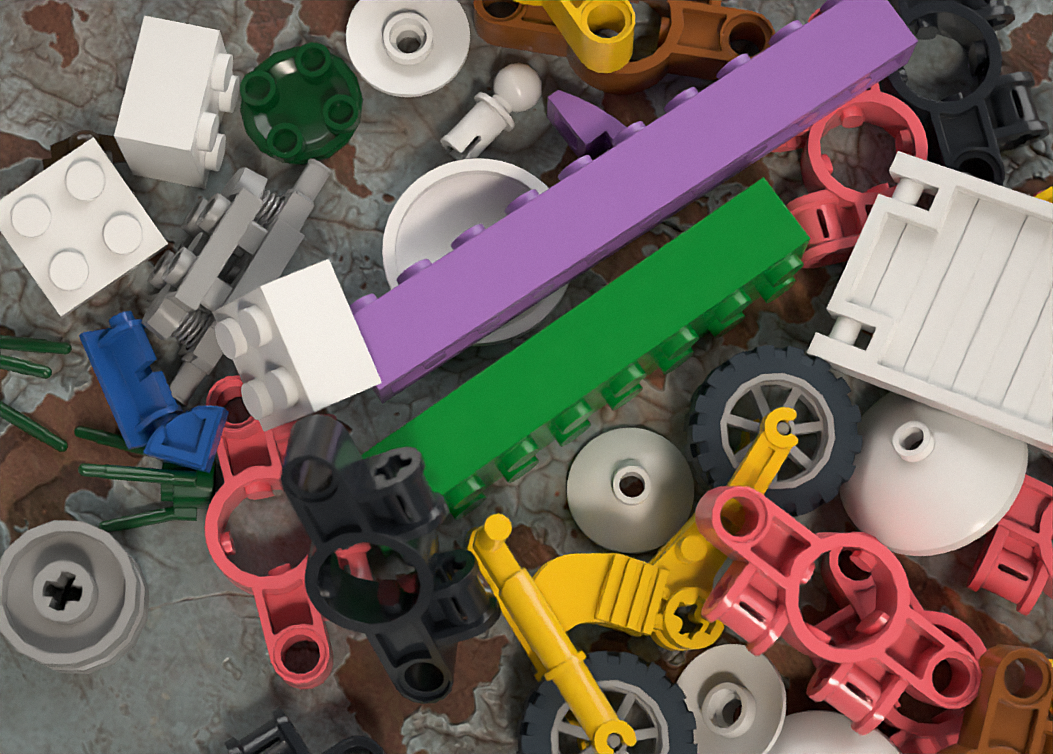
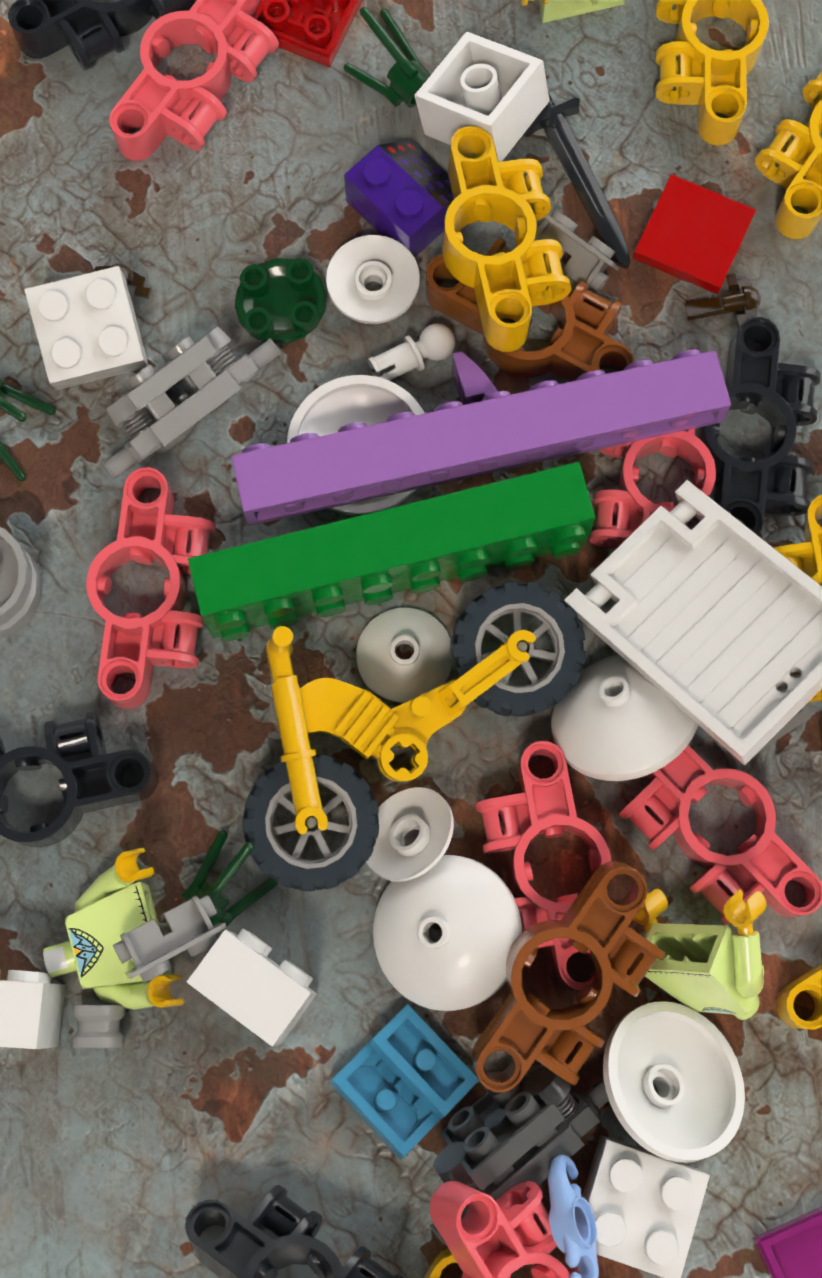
camera: 25 degrees right, 0 degrees up
(122, 366) = (83, 449): blue hinge -> none
(176, 103) = (189, 265): white brick -> none
(182, 485) = (91, 530): dark green plant -> none
(190, 438) = (104, 500): blue tile -> none
(295, 346) = (196, 459): white brick -> none
(372, 500) = (211, 589): black piece -> none
(894, 642) = (542, 831): coral piece -> none

